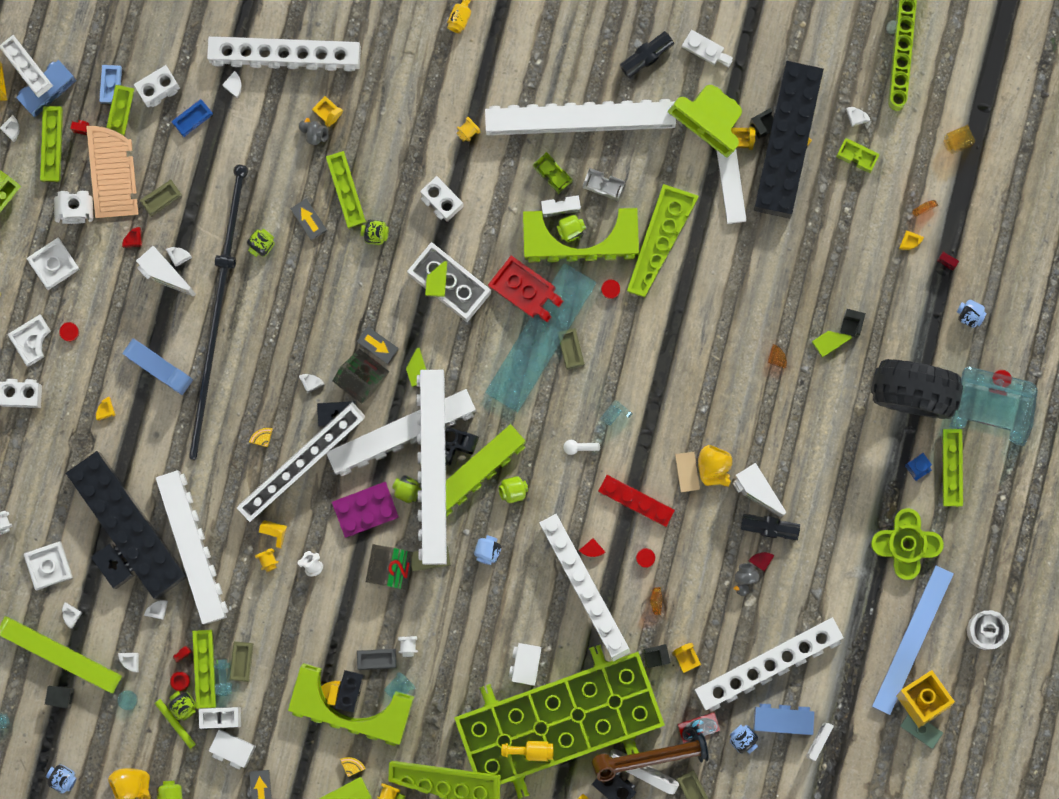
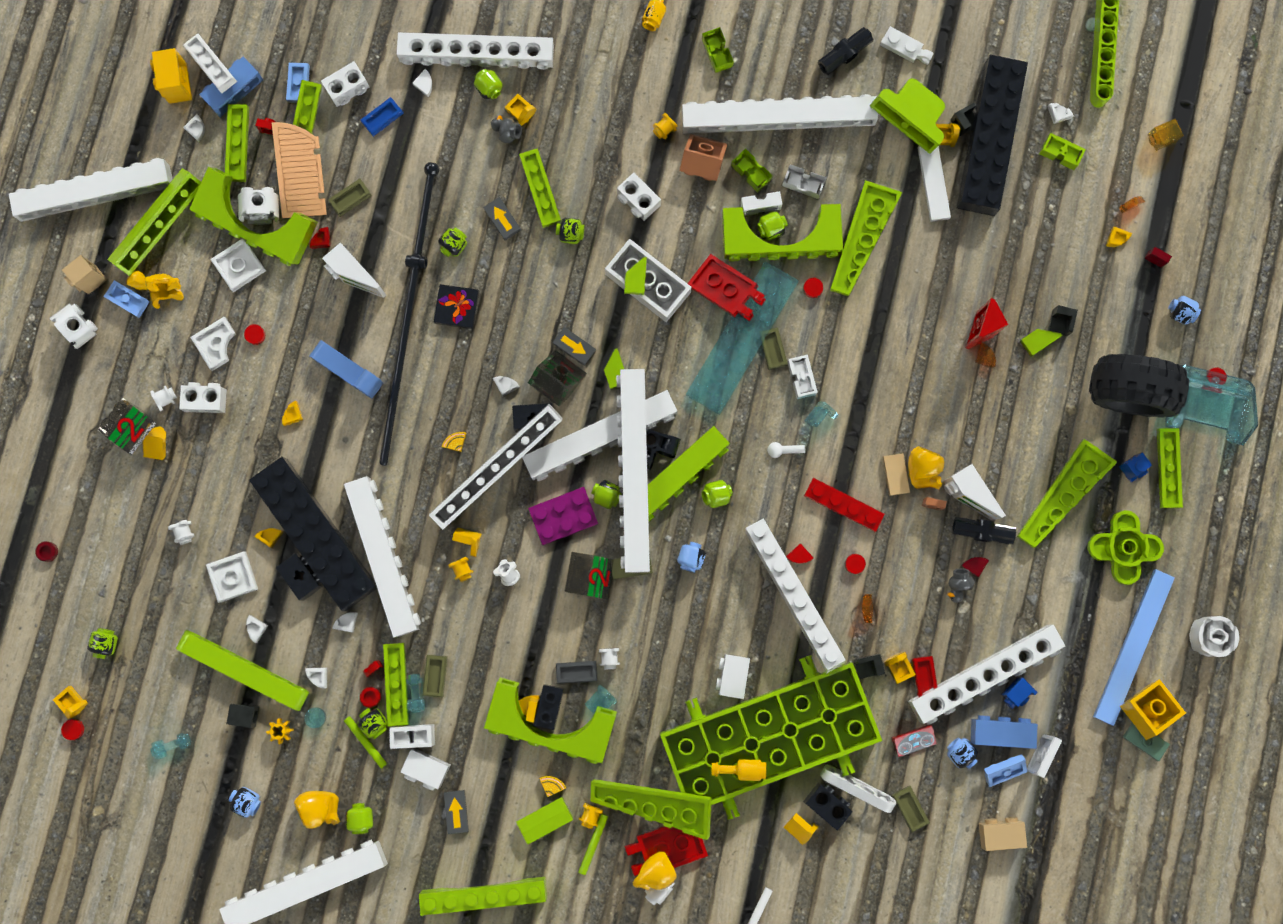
camera: 10 degrees left, 0 degrees up
(31, 206) = (214, 204): none -> lime arch
(83, 527) = (269, 536): none -> yellow tile
(100, 711) = (273, 731): none -> yellow gear
(178, 255) = (368, 256): white tile -> none
(263, 305) = (456, 306): none -> black tile
(296, 87) = (488, 84): none -> lime head
(505, 160) = (703, 157): none -> nougat slope
(519, 53) = (715, 49): none -> lime piece
(599, 375) = (804, 377): none -> white piece
(606, 766) = (823, 786): reddish brown piece -> none
(710, 664) = (924, 674): none -> red tile
(722, 500) = (934, 503): none -> nougat tile
(775, 330) = (986, 324): none -> red slope
(784, 756) = (1005, 770): none -> light blue plate
(798, 683) = (1018, 693): none -> blue brick
(858, 481) = (1075, 480): none -> lime wing

